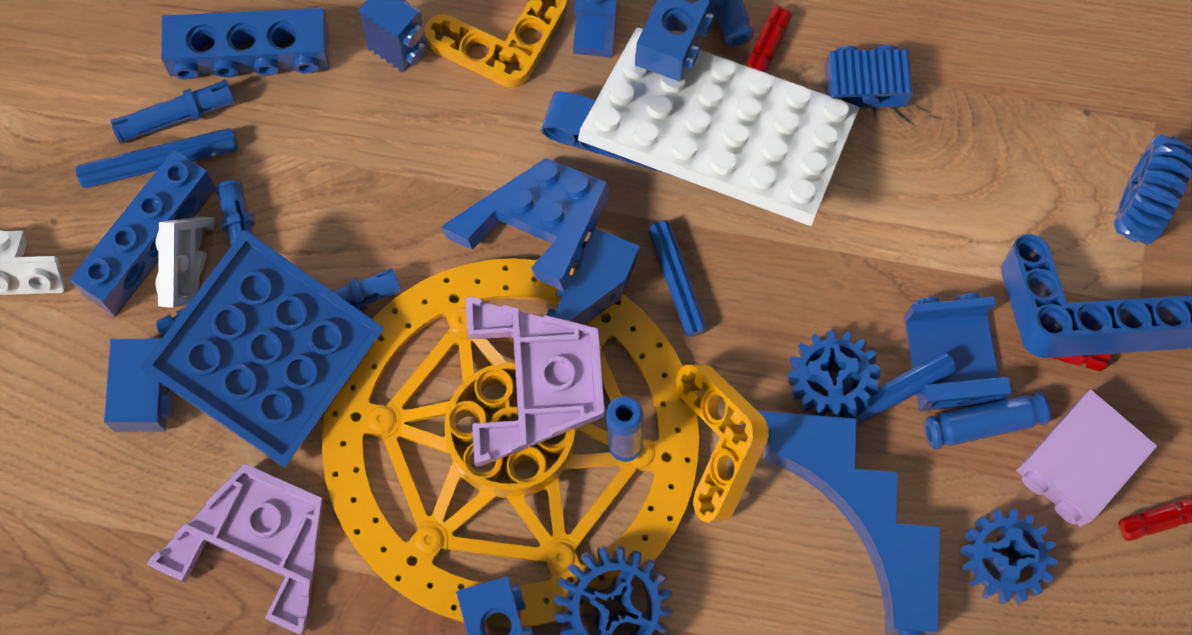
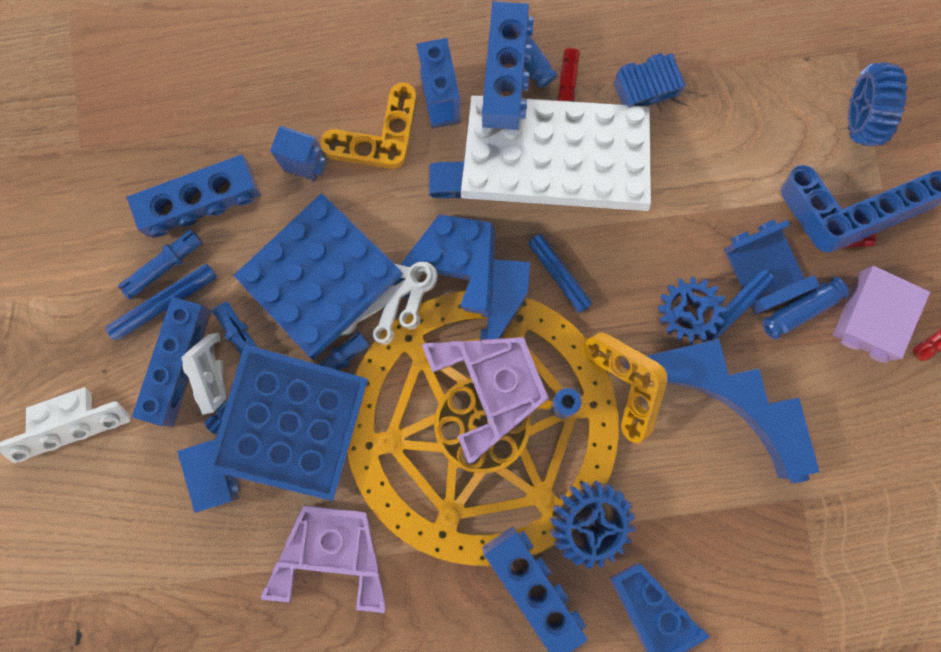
camera: 15 degrees left, 10 degrees up
(365, 184) = (318, 276): none -> blue plate
(443, 239) = (391, 298): none -> white plant
(1027, 558) = (851, 414): blue gear -> none

